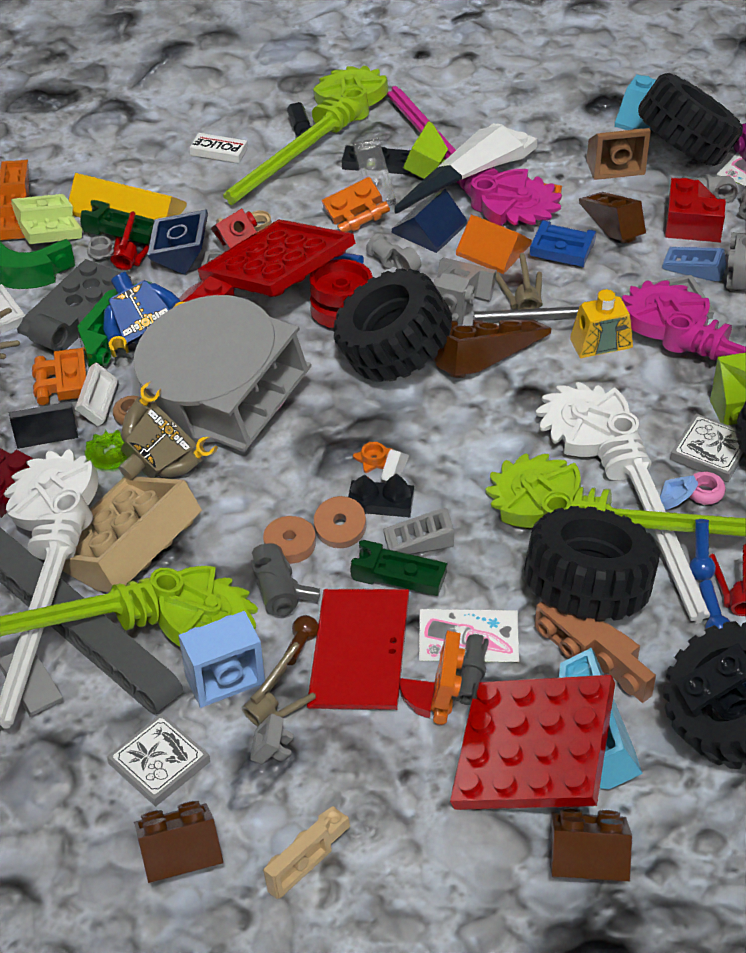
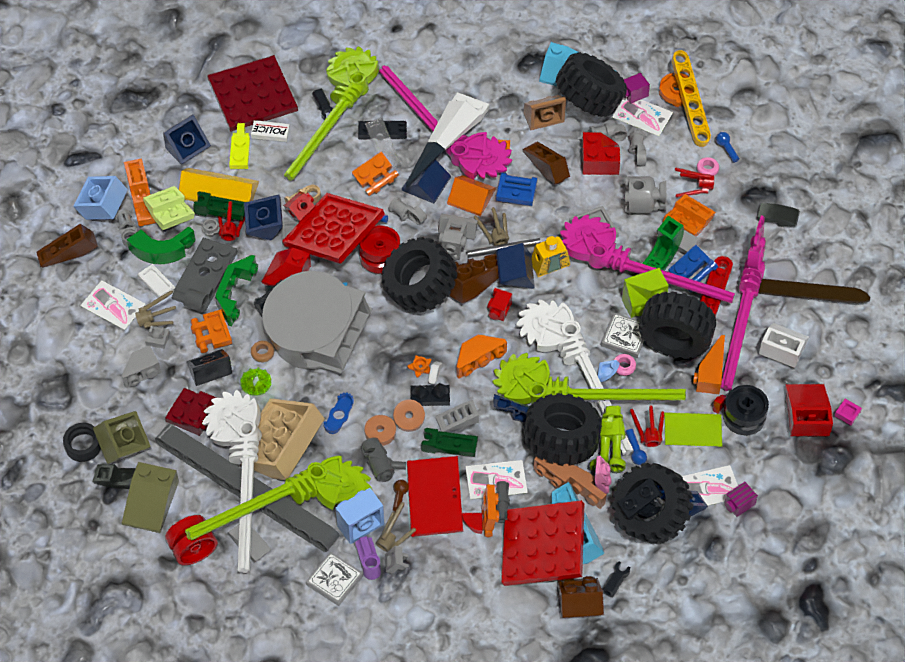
camera: 10 degrees left, 10 degrees up
(95, 142) = (185, 139): none -> dark blue slope
(96, 394) = (238, 342): white tile -> none
(134, 310) = (252, 280): blue torso -> none
(156, 442) = (287, 376): dark tan torso -> none
(170, 163) = (240, 148): none -> neon yellow hinge
(178, 841) = (357, 624): reddish brown slope -> none
(205, 103) = (252, 92): none -> dark red plate
(224, 731) = (368, 557): none -> medium lavender piece
(240, 496) = (344, 404): none -> blue piece
(305, 852) = (428, 621): tan hinge -> none
(426, 152) = (416, 124): lime slope -> none
(469, 445) = (478, 353): none -> orange slope
(505, 523) = (518, 409): none -> dark blue slope
(514, 384) = (499, 304): none -> red brick
(546, 334) = (515, 266): none -> dark blue slope
(650, 643) = (602, 475): none -> bright pink slope
(657, 824) = (615, 580): none -> black bar
(674, 577) = (614, 431): none -> lime piece
(696, 261) = (611, 200): medium blue slope -> none
(702, 565) = (628, 418): blue bar -> none

